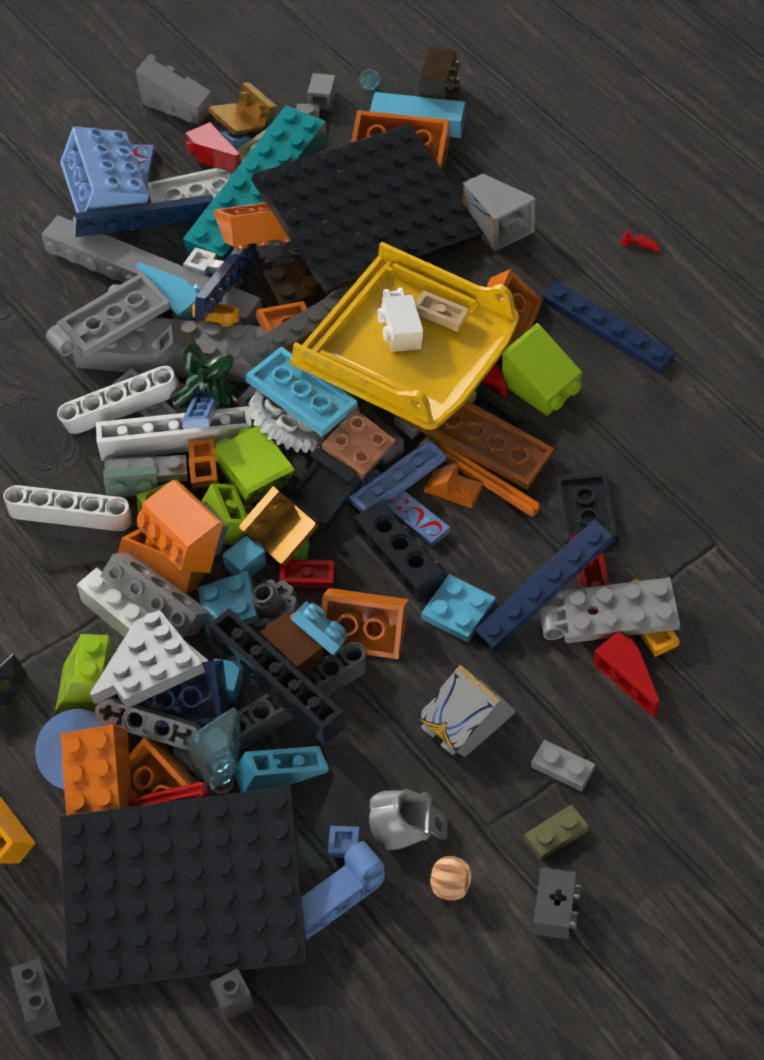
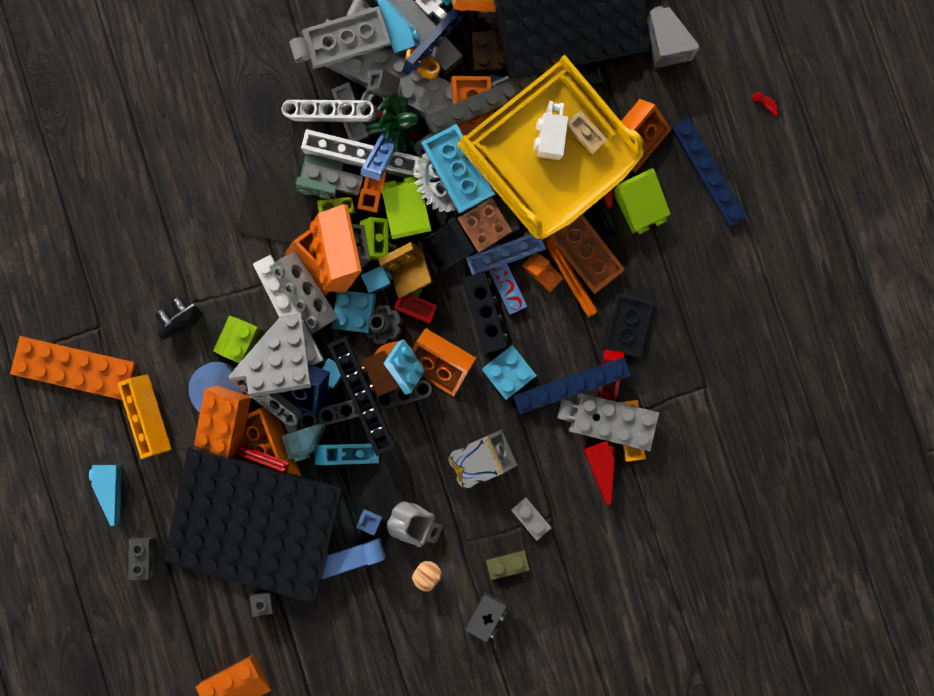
camera: 15 degrees right, 30 degrees up
(52, 505) = (258, 187): white beam -> none

